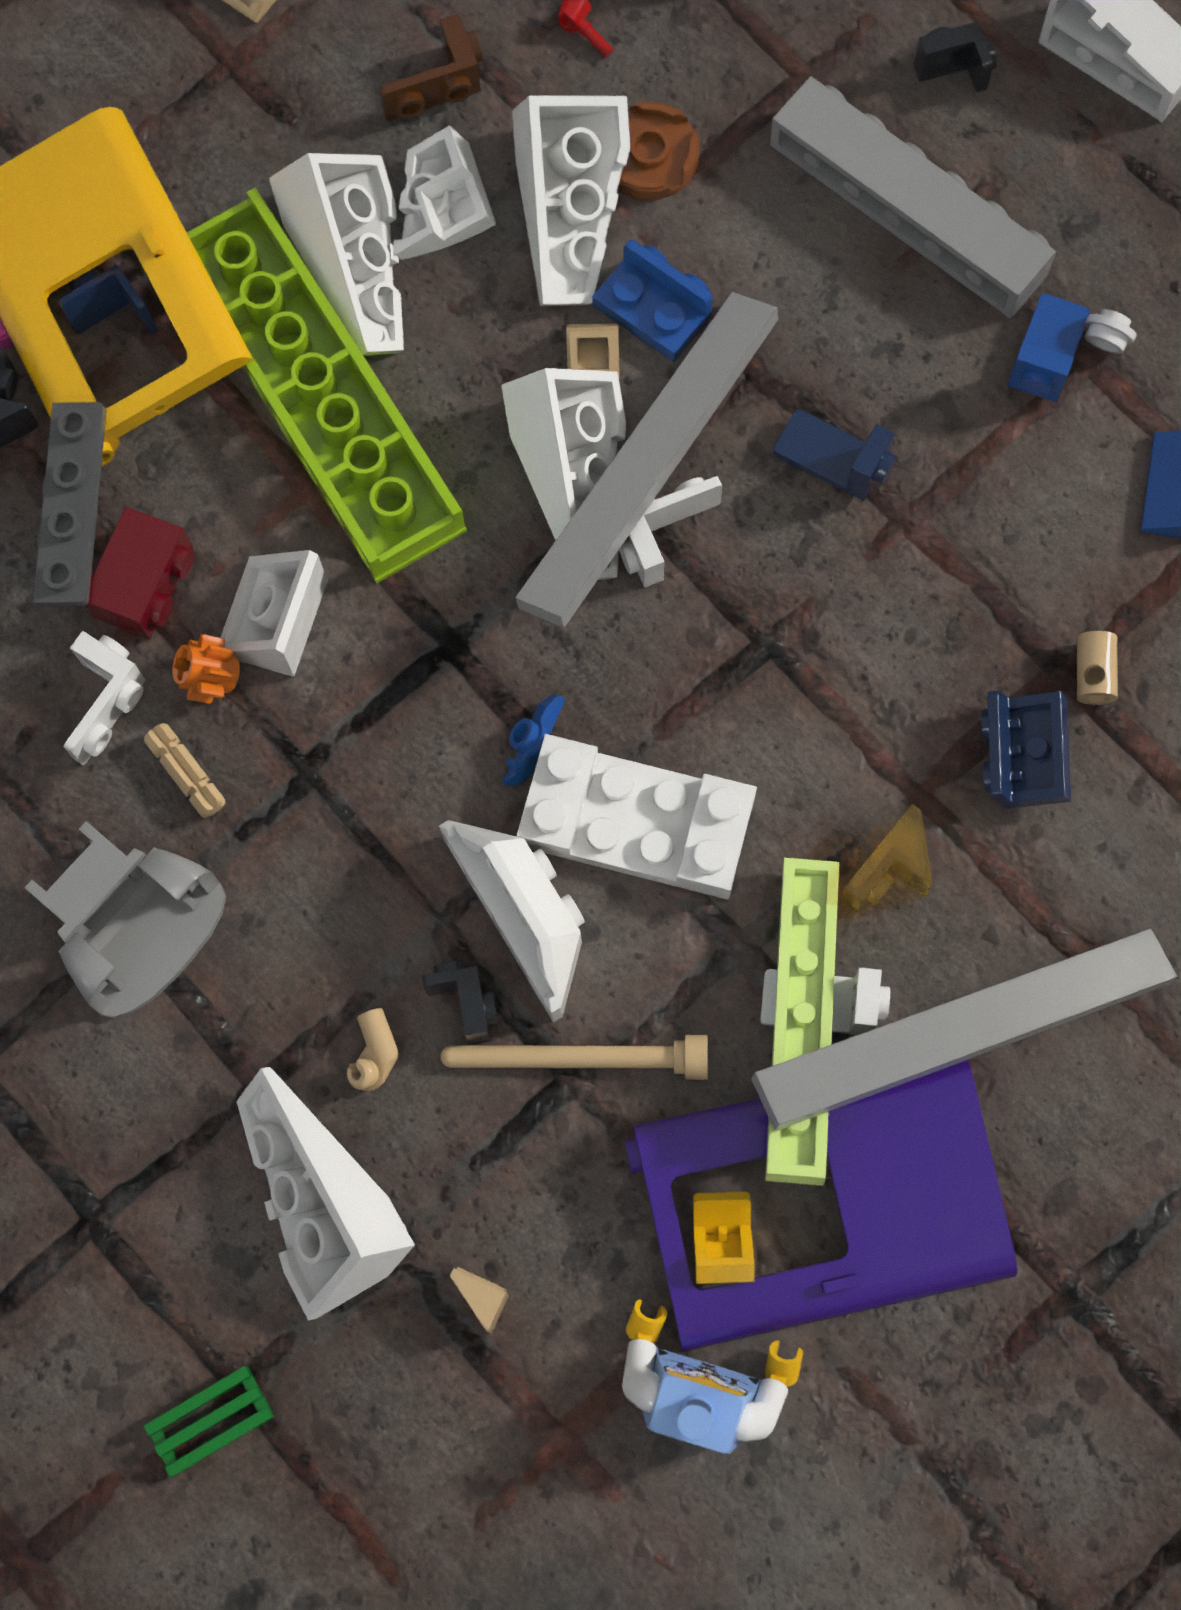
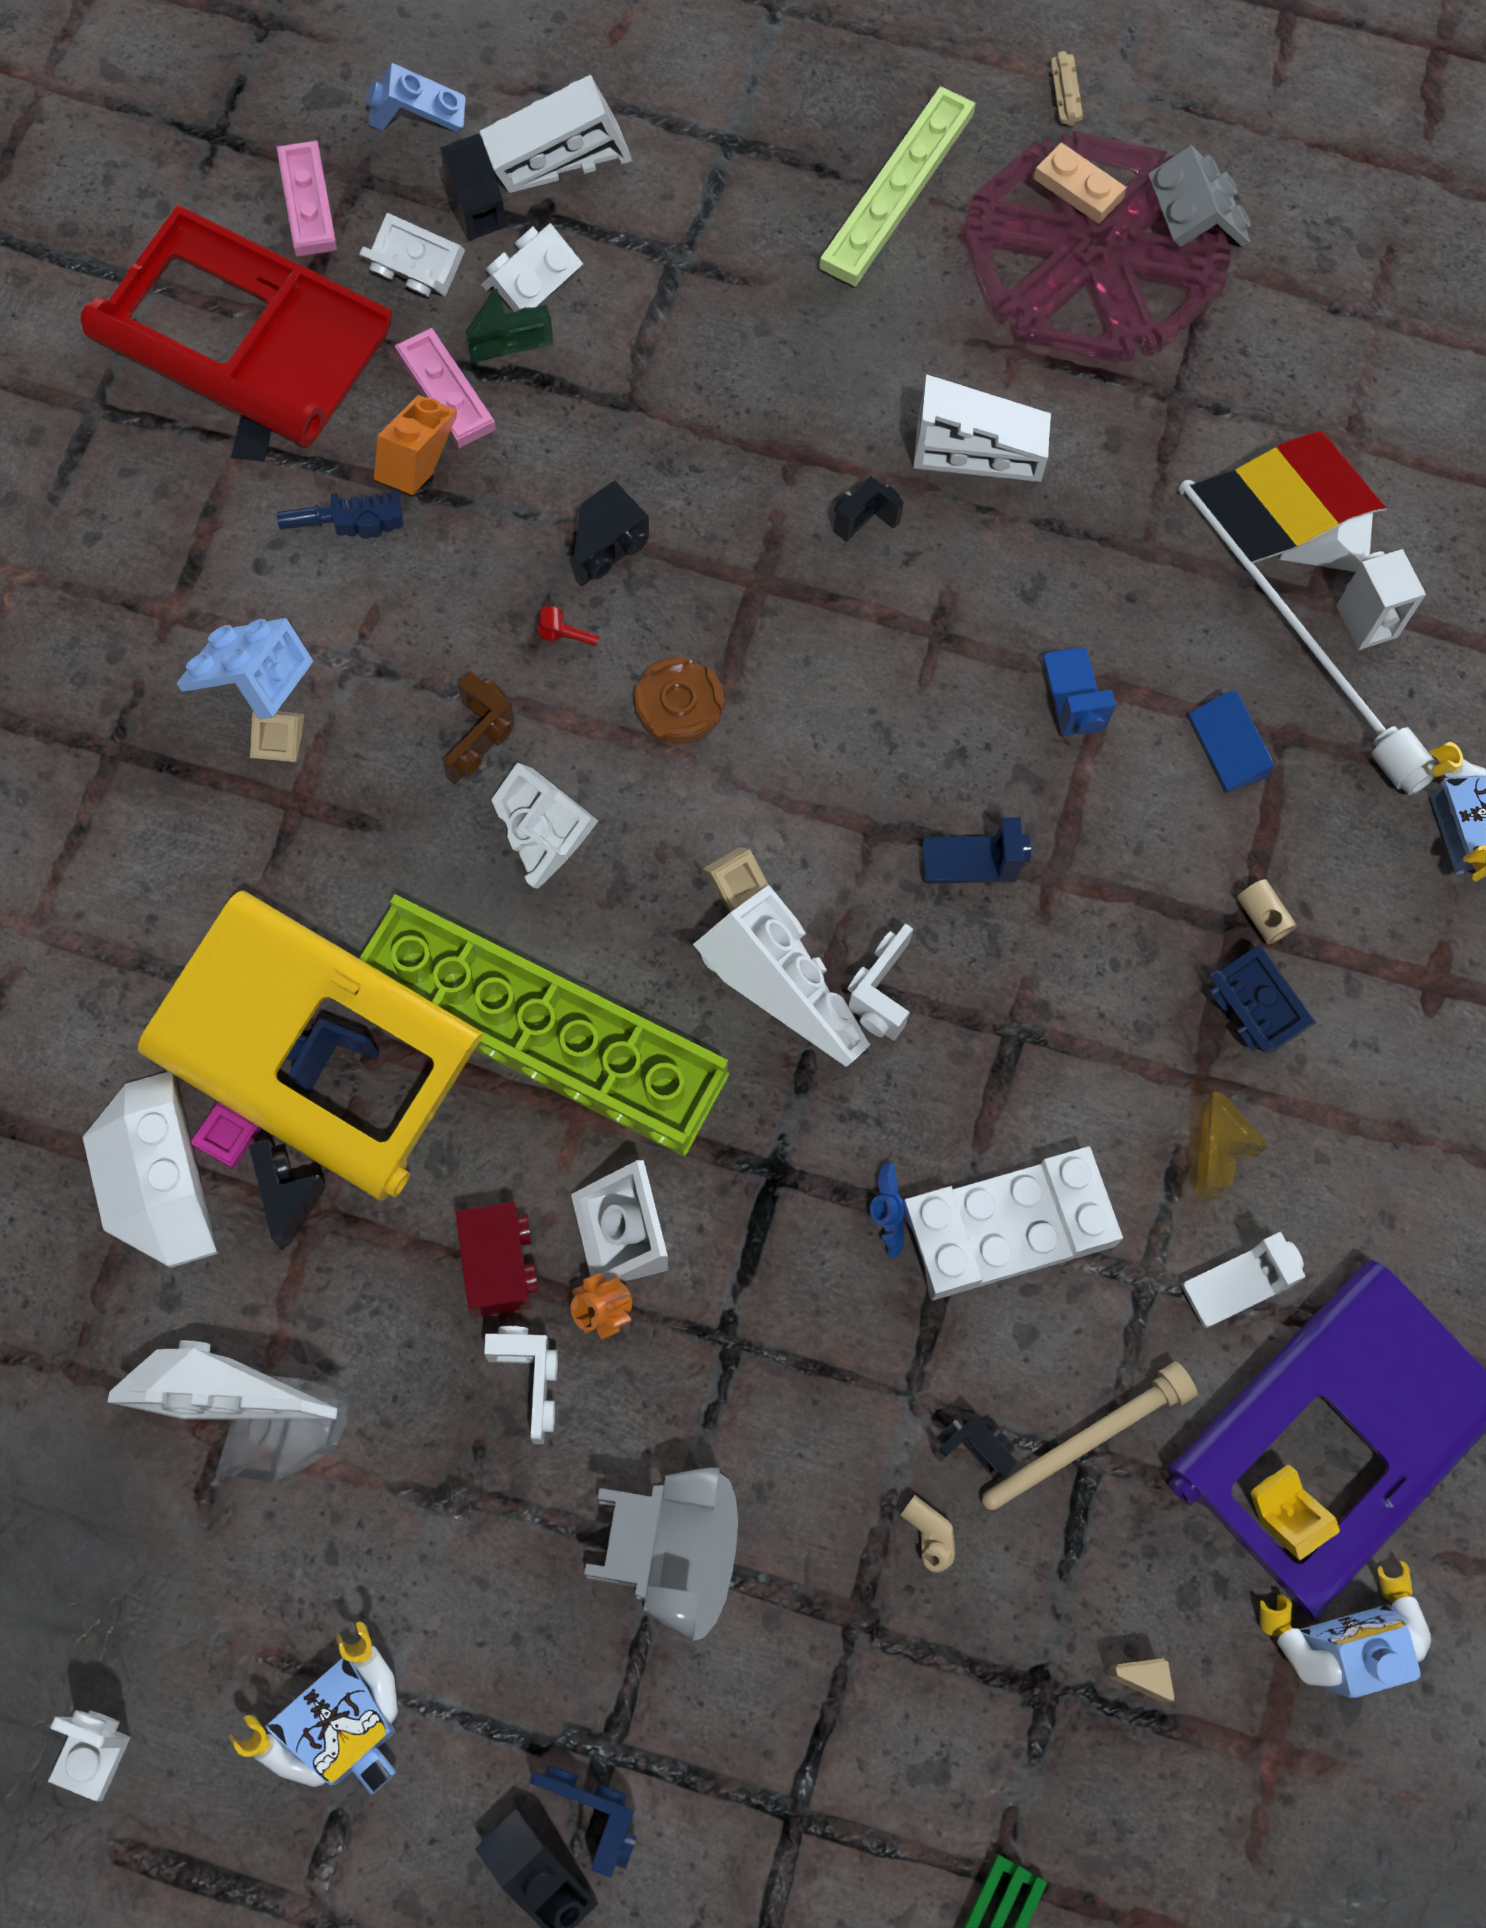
camera: 40 degrees left, 5 degrees down
(69, 504) = (410, 1237): dark grey bracket -> none
(184, 770) = (632, 1398): tan axle -> none
(330, 1211) = (979, 1683): white wedge -> none
(340, 224) = (471, 884): white wedge -> none
(523, 907) = (975, 1348): white wedge -> none
(569, 179) = (635, 756): white wedge -> none
(646, 460) = (845, 943): light grey tile -> none
(655, 300) = (760, 813): blue bracket -> none
(803, 1006) = (1246, 1308): yellowish green plate -> none
(912, 196) = (903, 631): light grey brick -> none
(961, 1029) = (1361, 1245): light grey tile -> none
(1109, 331) = (1111, 656): white plate -> none

